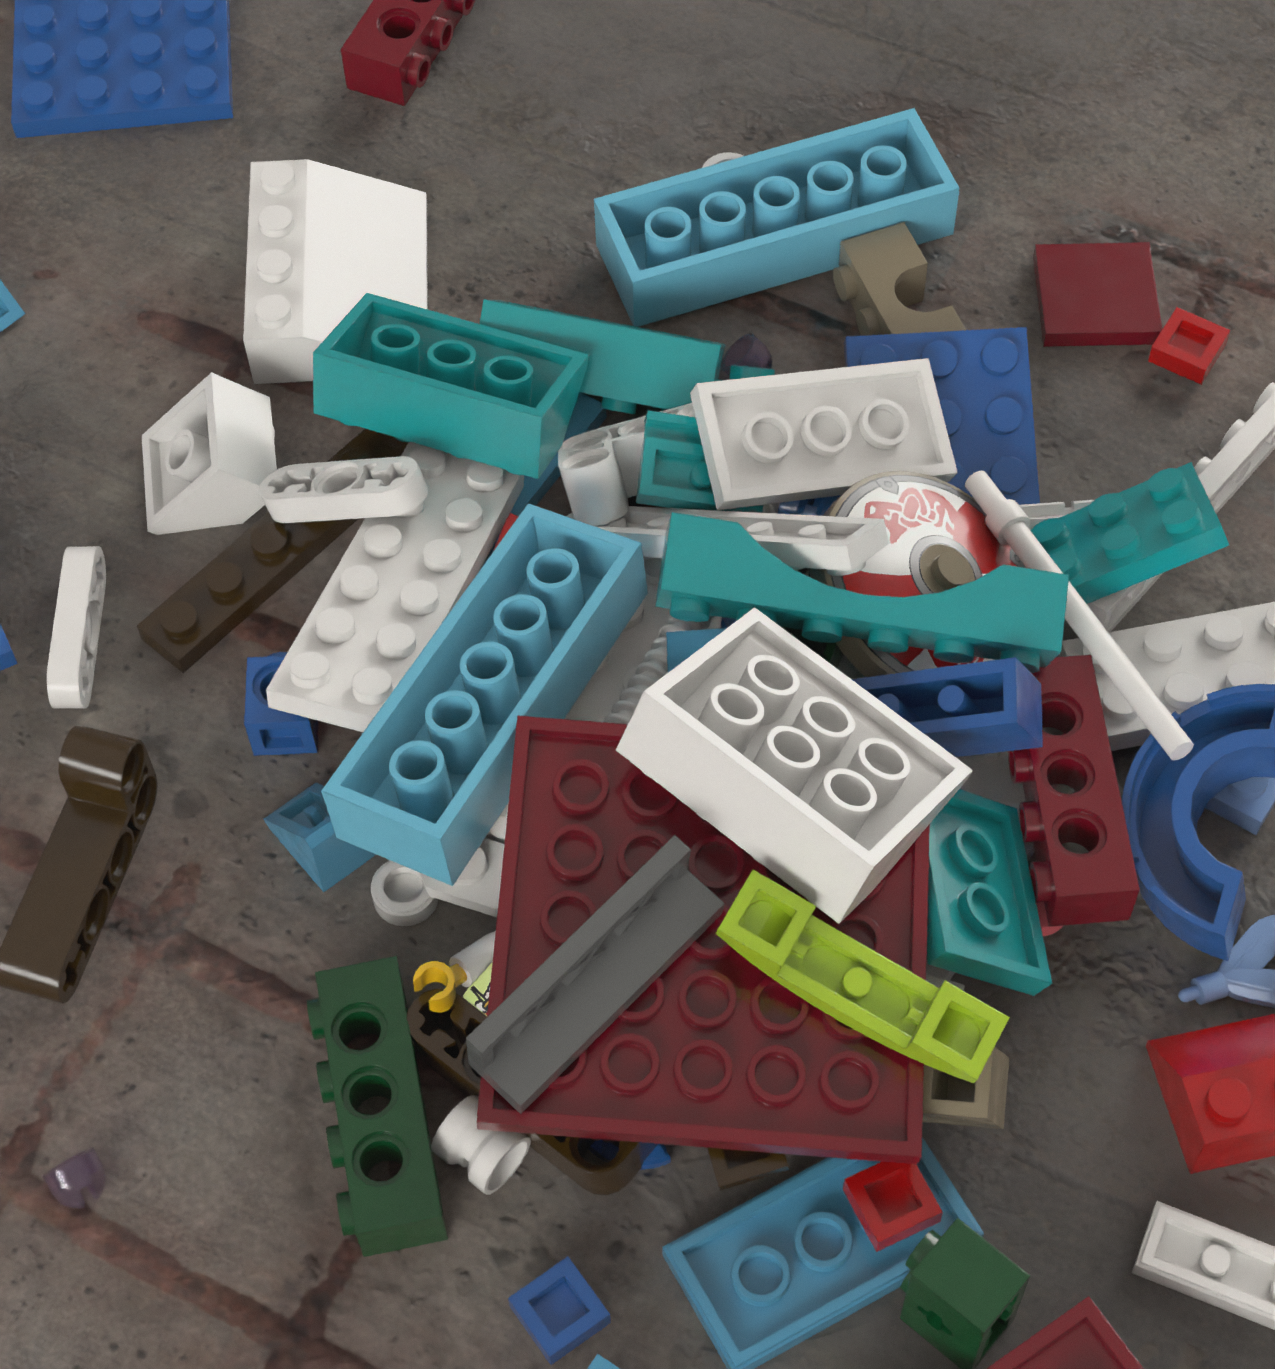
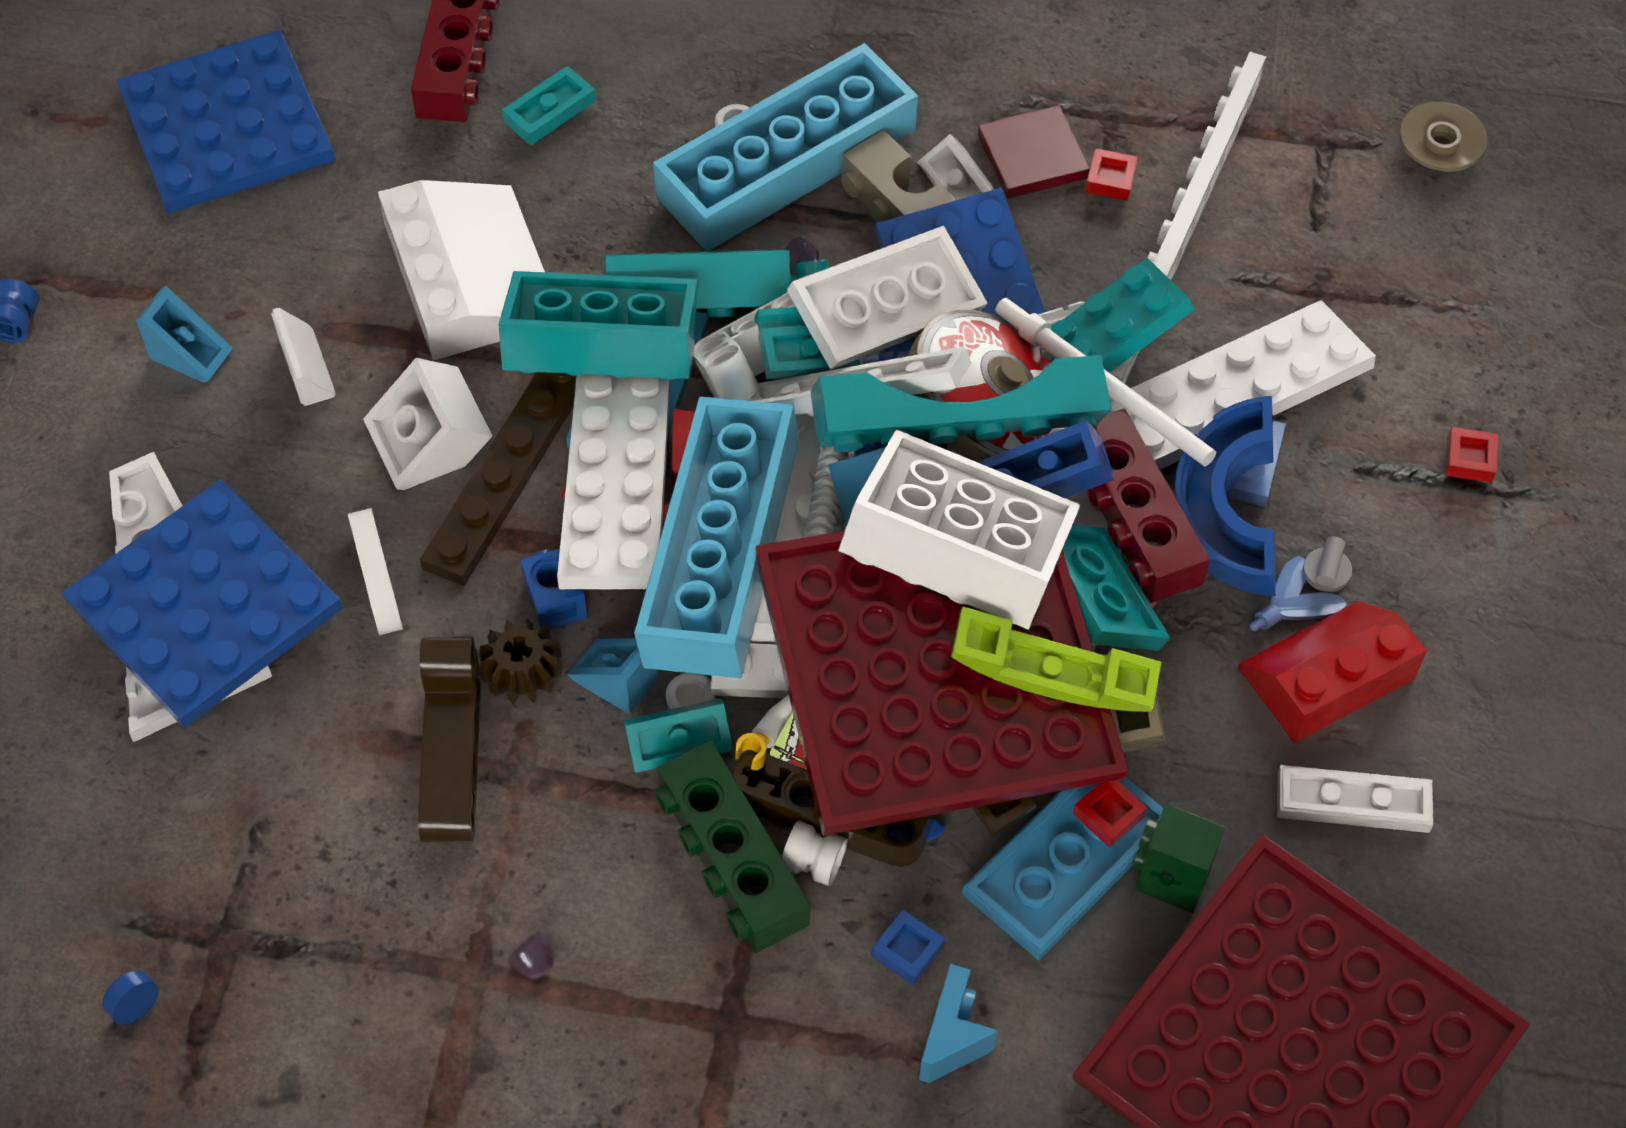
camera: 20 degrees left, 0 degrees up
(96, 343) = (303, 358): none -> white slope
(206, 786) = (505, 649): none -> dark brown gear
(344, 489) = (575, 412): white beam -> none
(360, 931) = (672, 732): none -> teal plate
(505, 105) = (548, 105): none -> teal plate
(593, 977) = (875, 710): dark grey fence -> none
(987, 295) = (954, 169): none -> white slope

